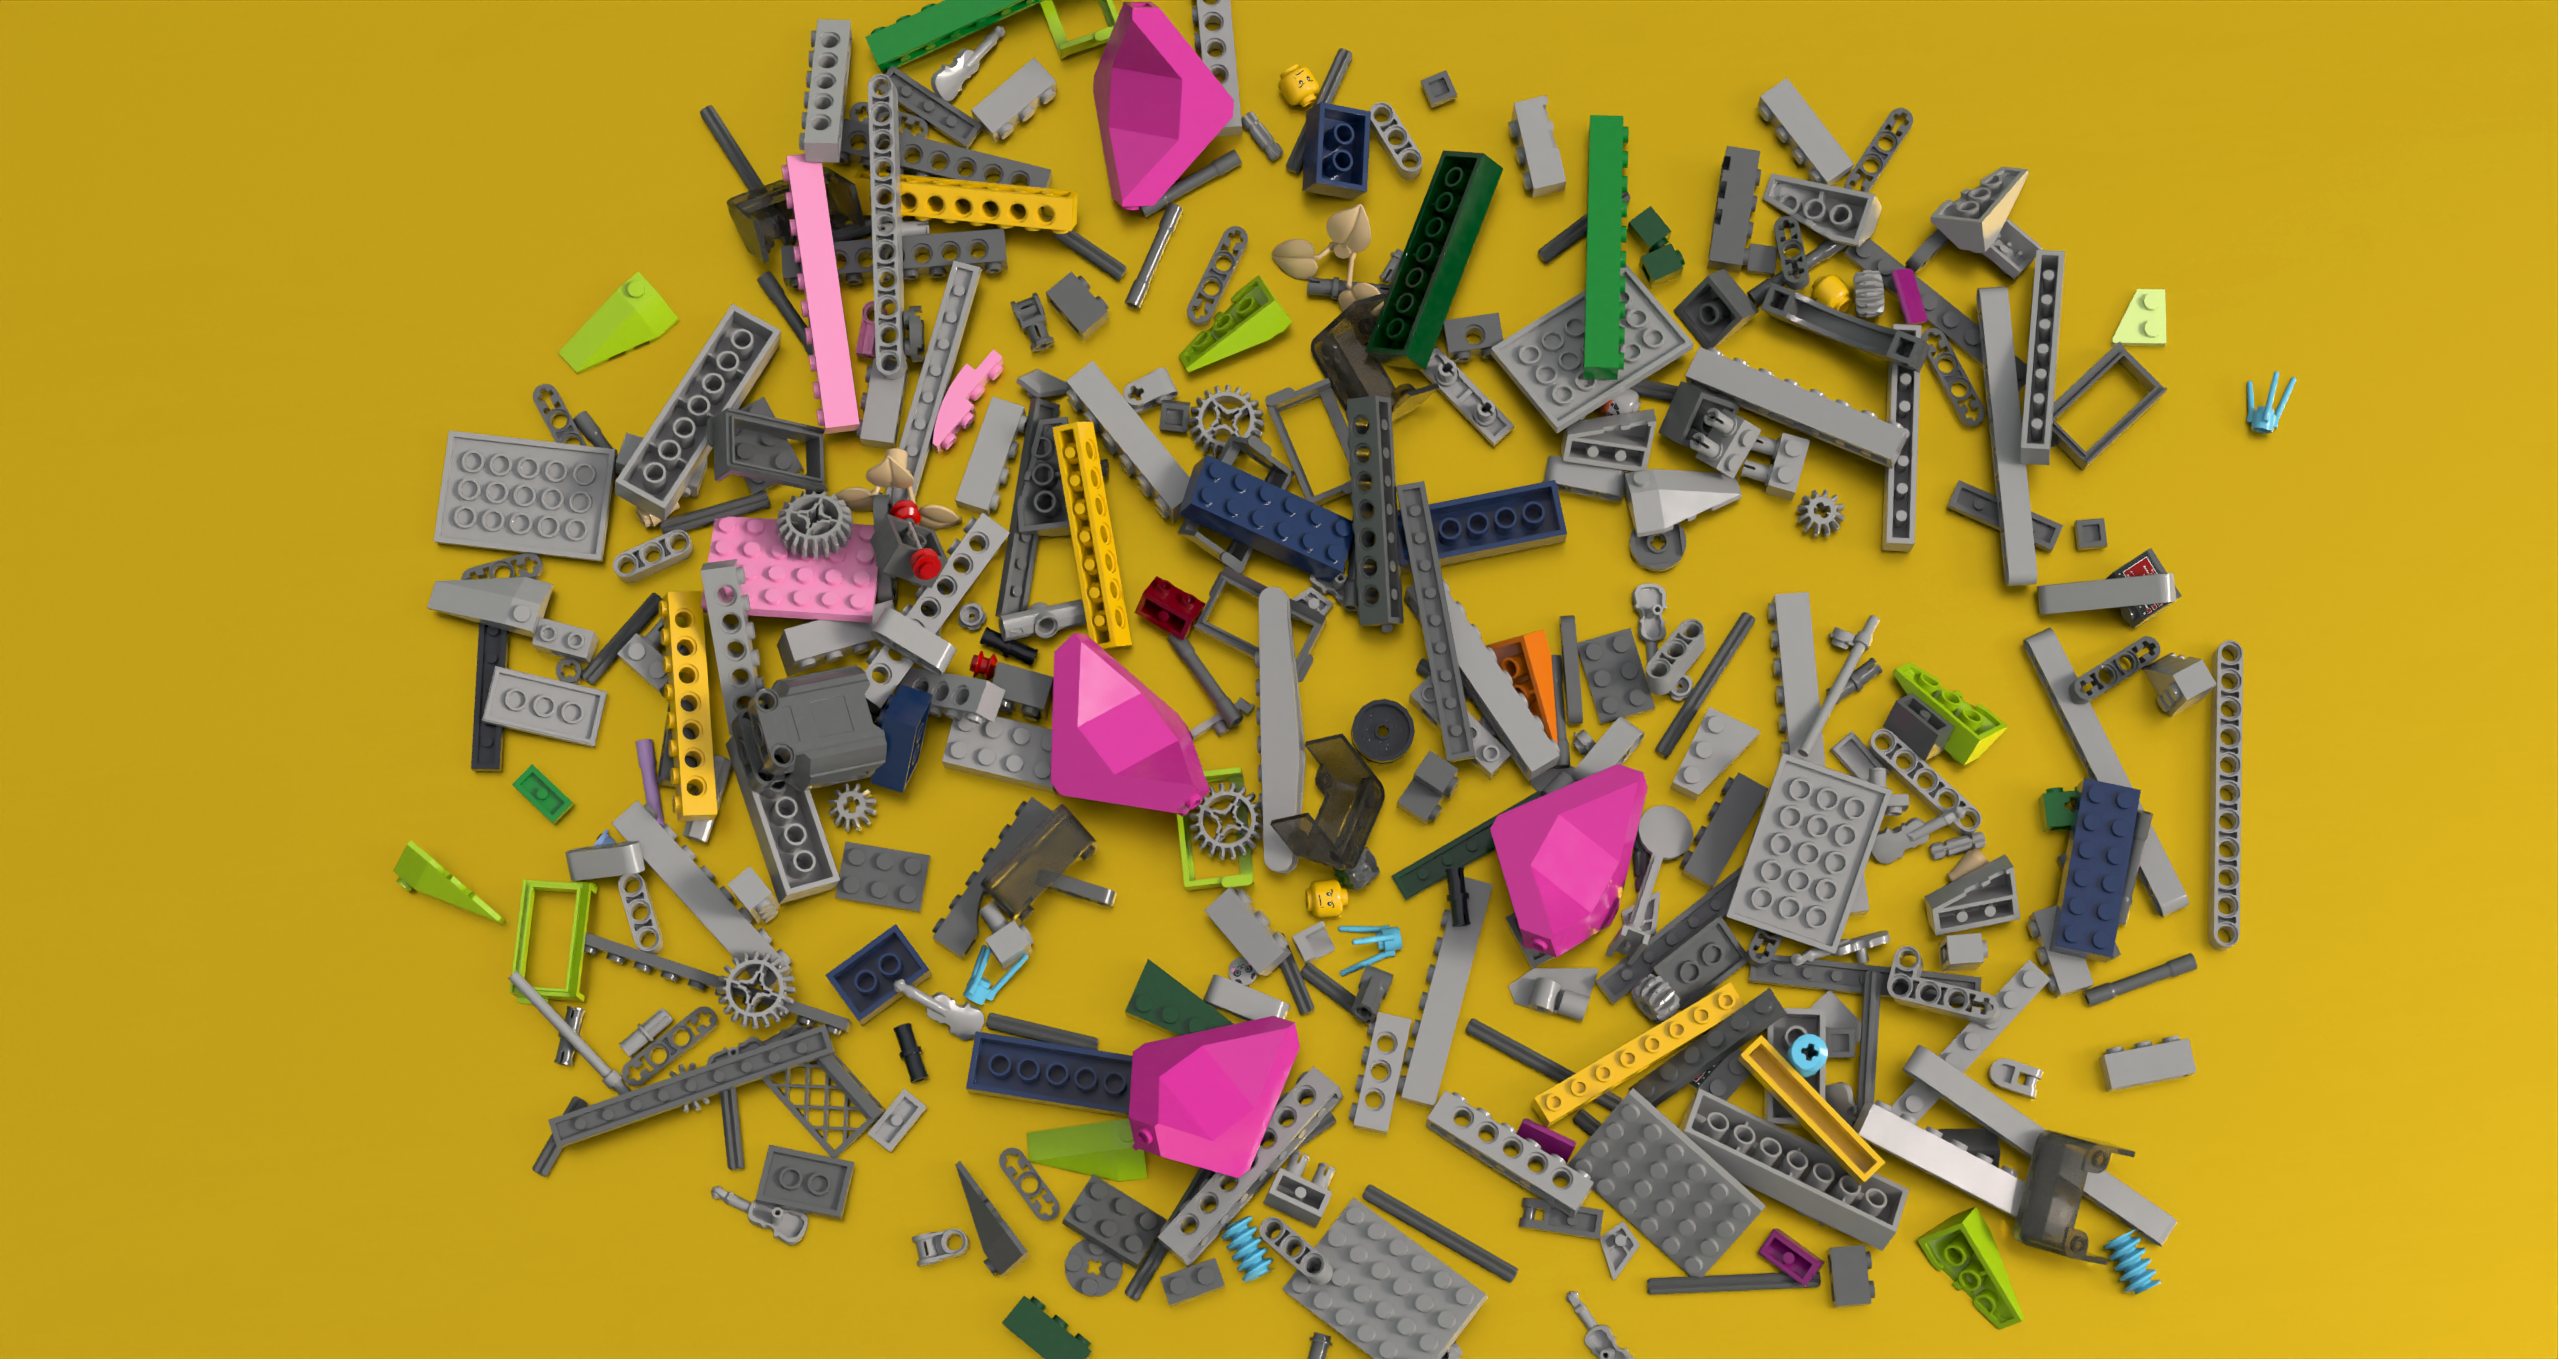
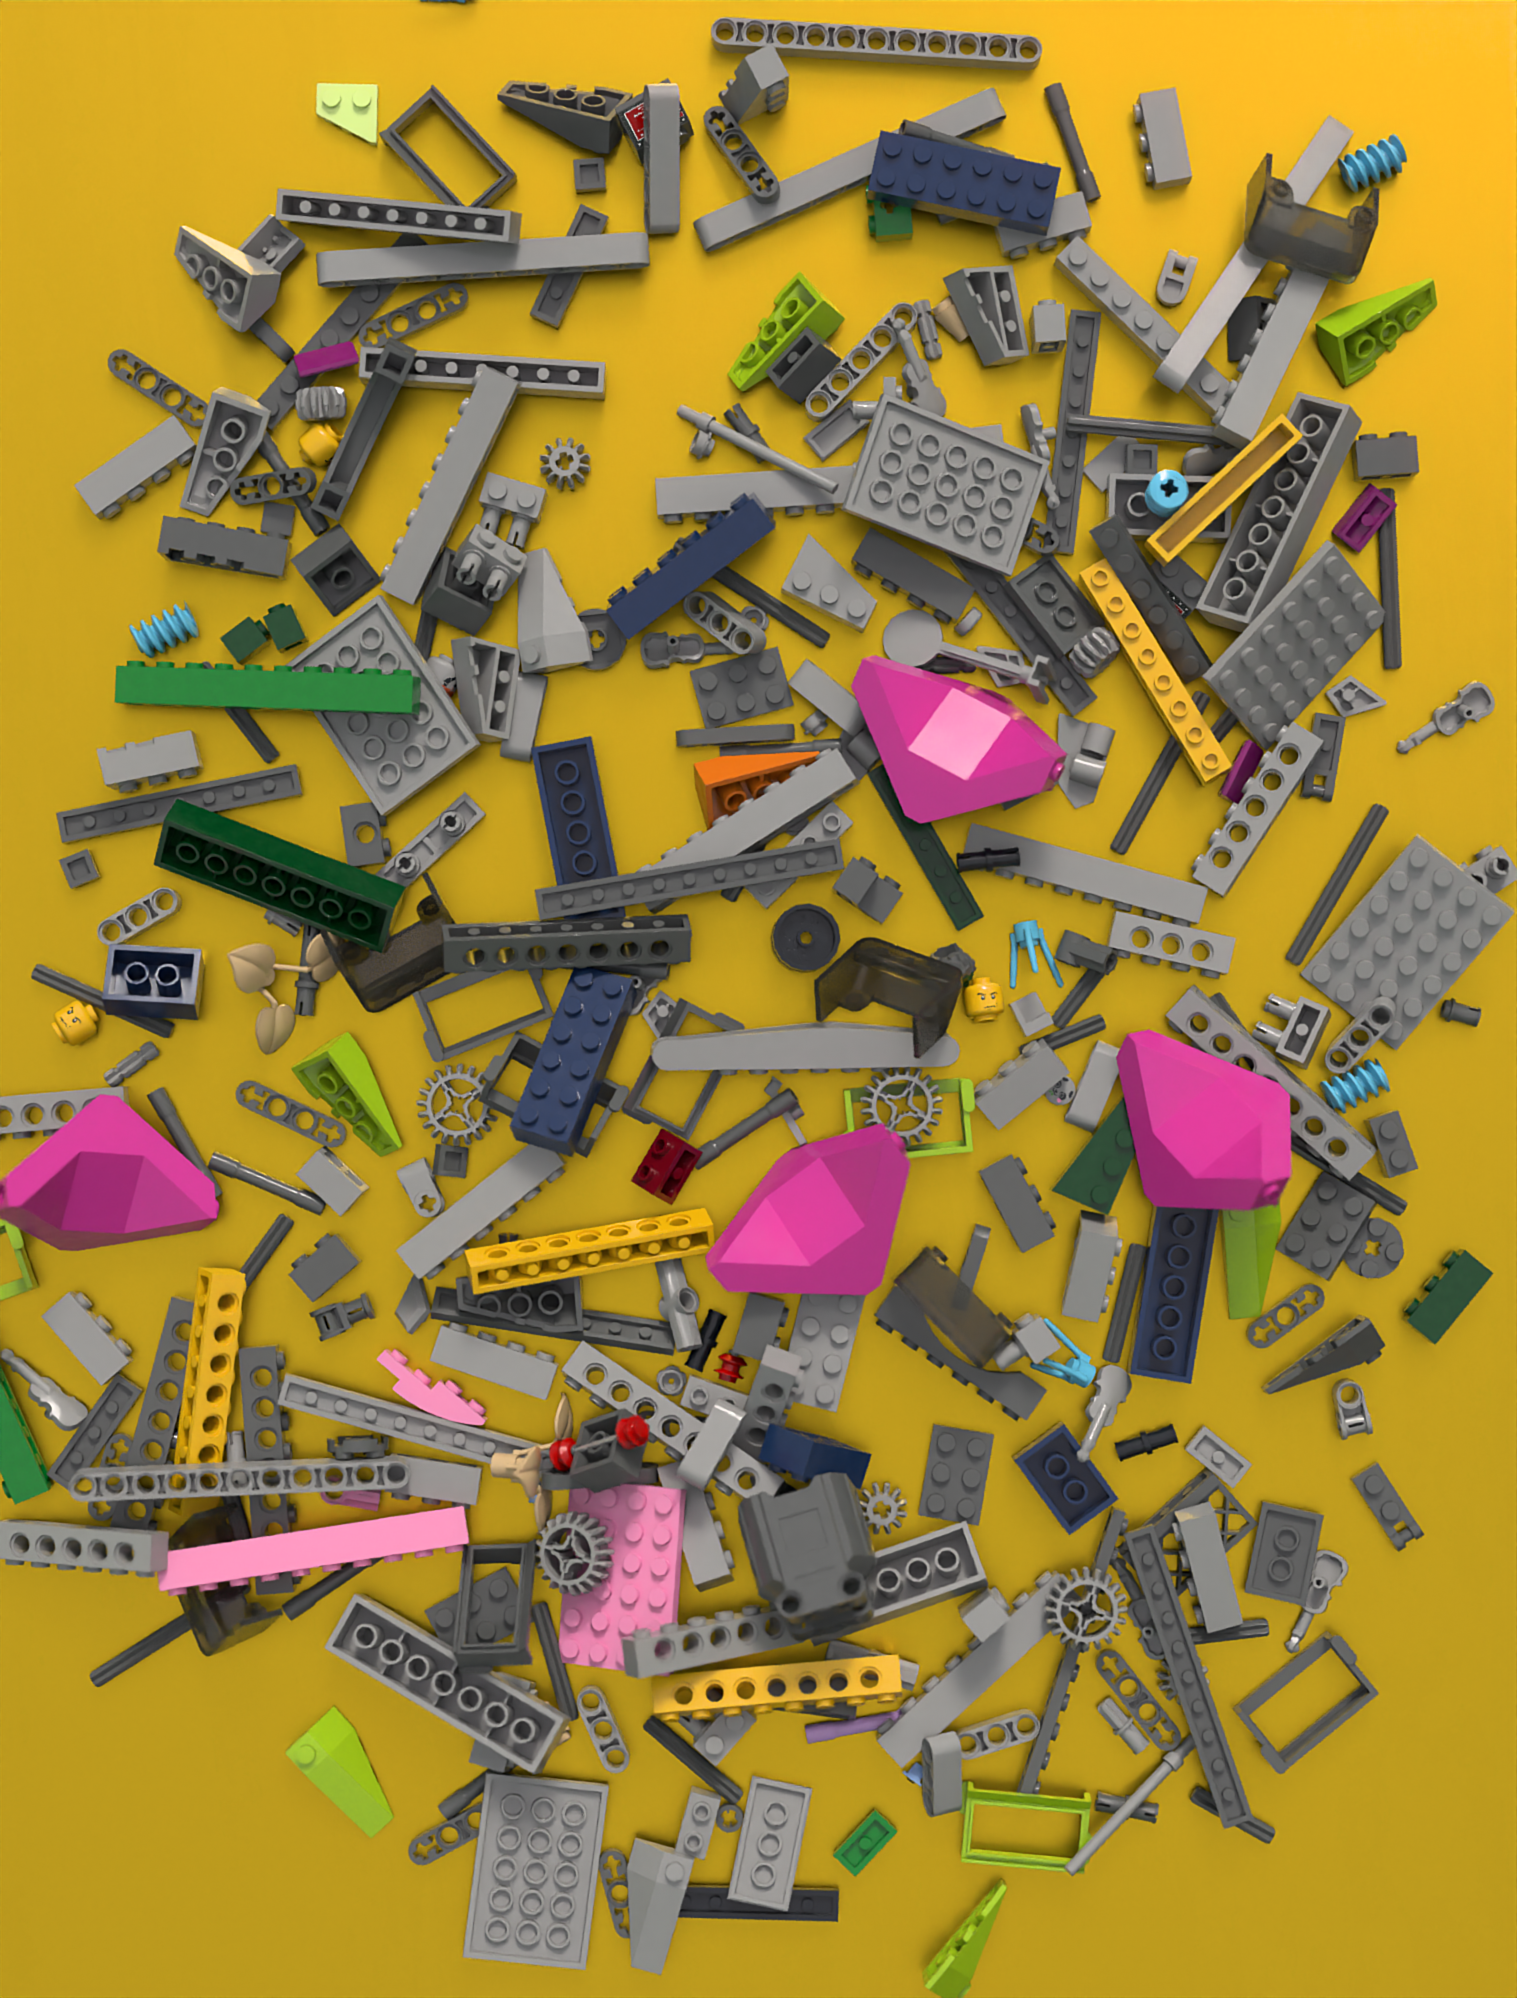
camera: 90 degrees left, 10 degrees up
(621, 1166) = (1323, 1726): none -> dark grey piece
(792, 1107) = (1207, 1566): none -> light grey brick
(848, 1282) = (1386, 1505): none -> dark grey plate
(964, 640) = (703, 1394): none -> light grey brick
(1077, 998) = (1091, 1266): none -> light grey wedge
(1136, 931) = (1017, 1202): none -> dark grey brick
(1156, 312) = (332, 1180): none -> light grey hinge
(1505, 200) = (153, 807): none -> dark grey plate
(1655, 160) = (165, 630): none -> medium azure piece
(1682, 883) = (968, 621): none -> light grey tile
(1729, 624) = (691, 565): none -> dark blue brick
(1945, 992) = (1093, 347): light grey beam -> none
(2148, 514) = (576, 115): none -> dark grey wedge

